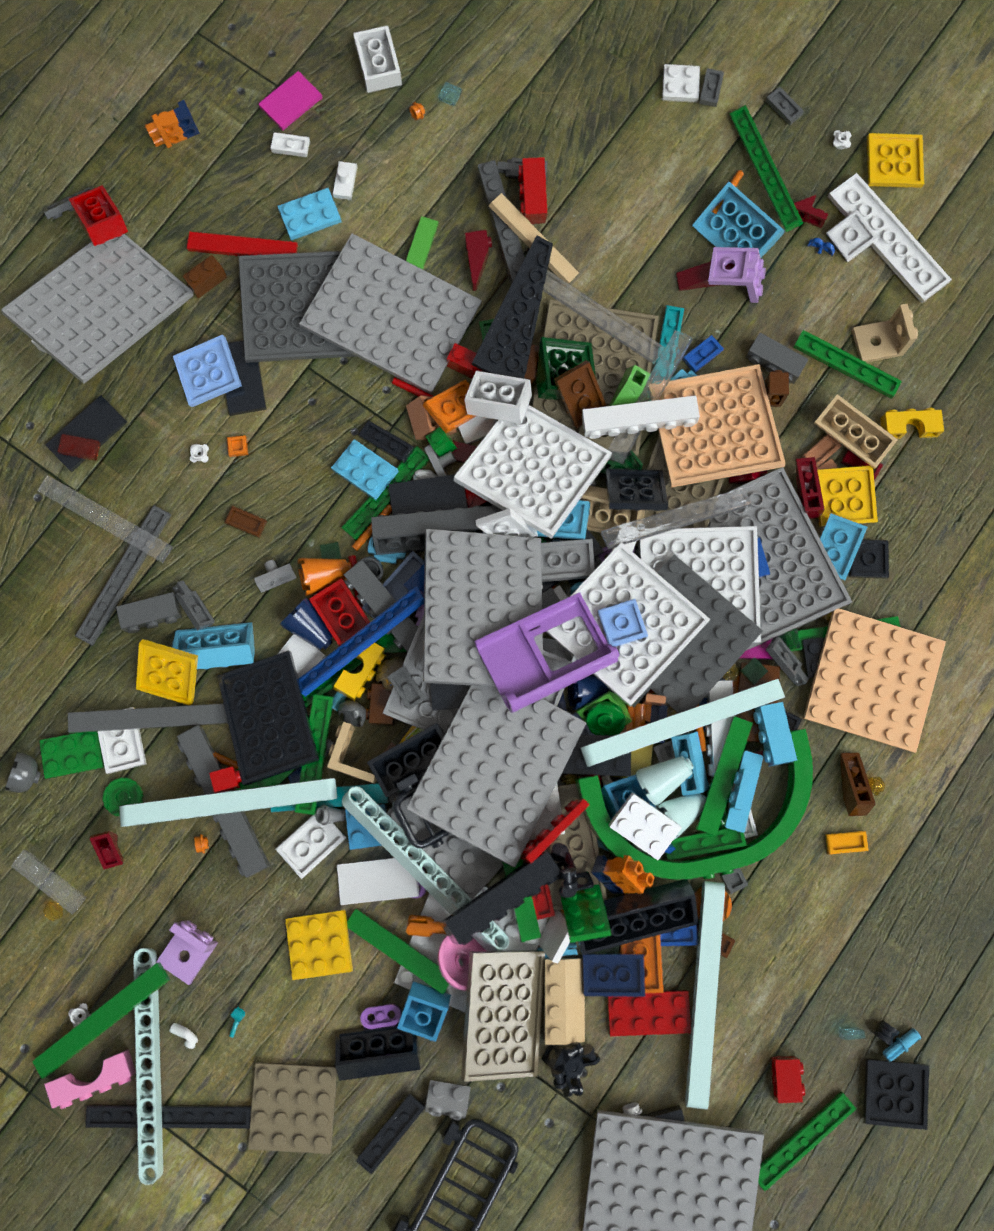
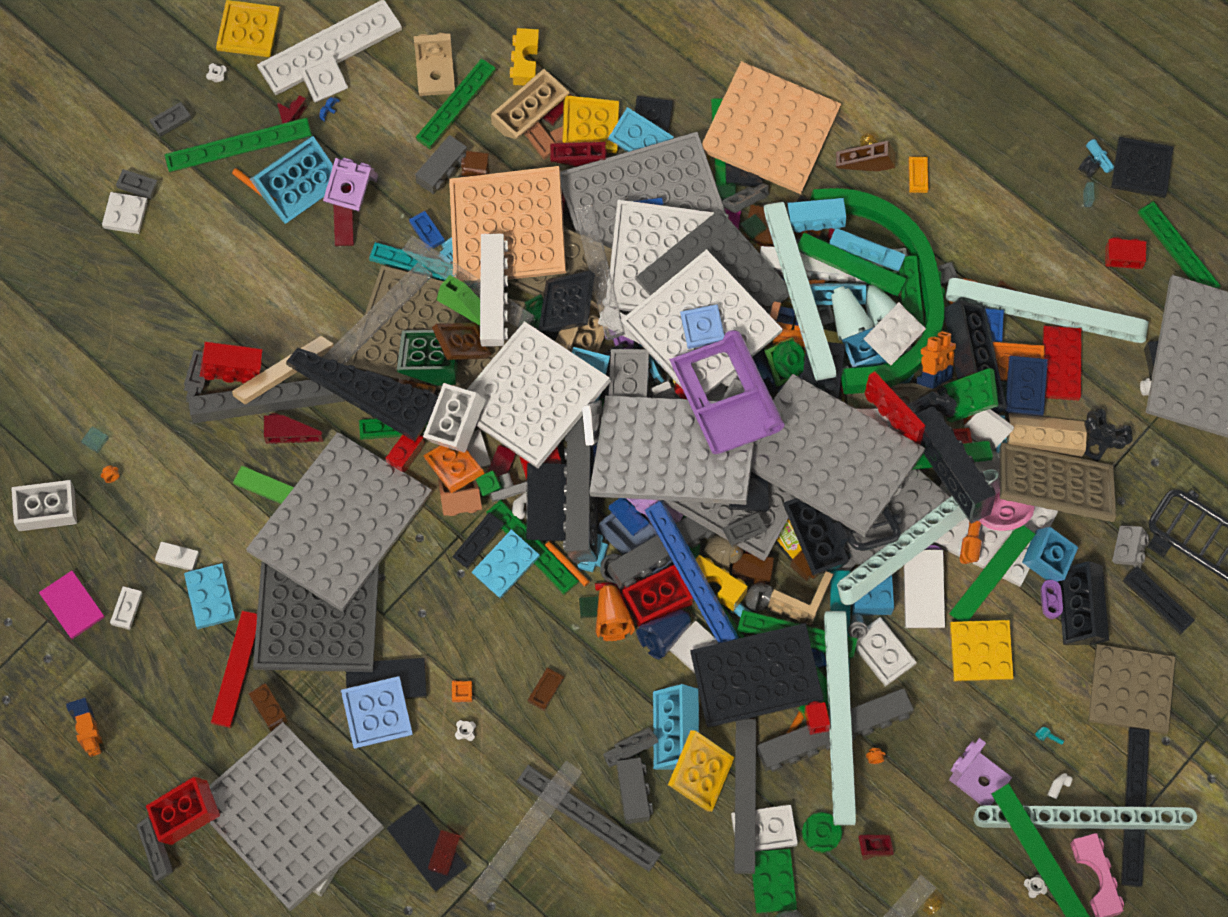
camera: 85 degrees left, 10 degrees down
(274, 576) = (608, 662): light grey tile -> none
(403, 385) = (424, 510): red piece -> none

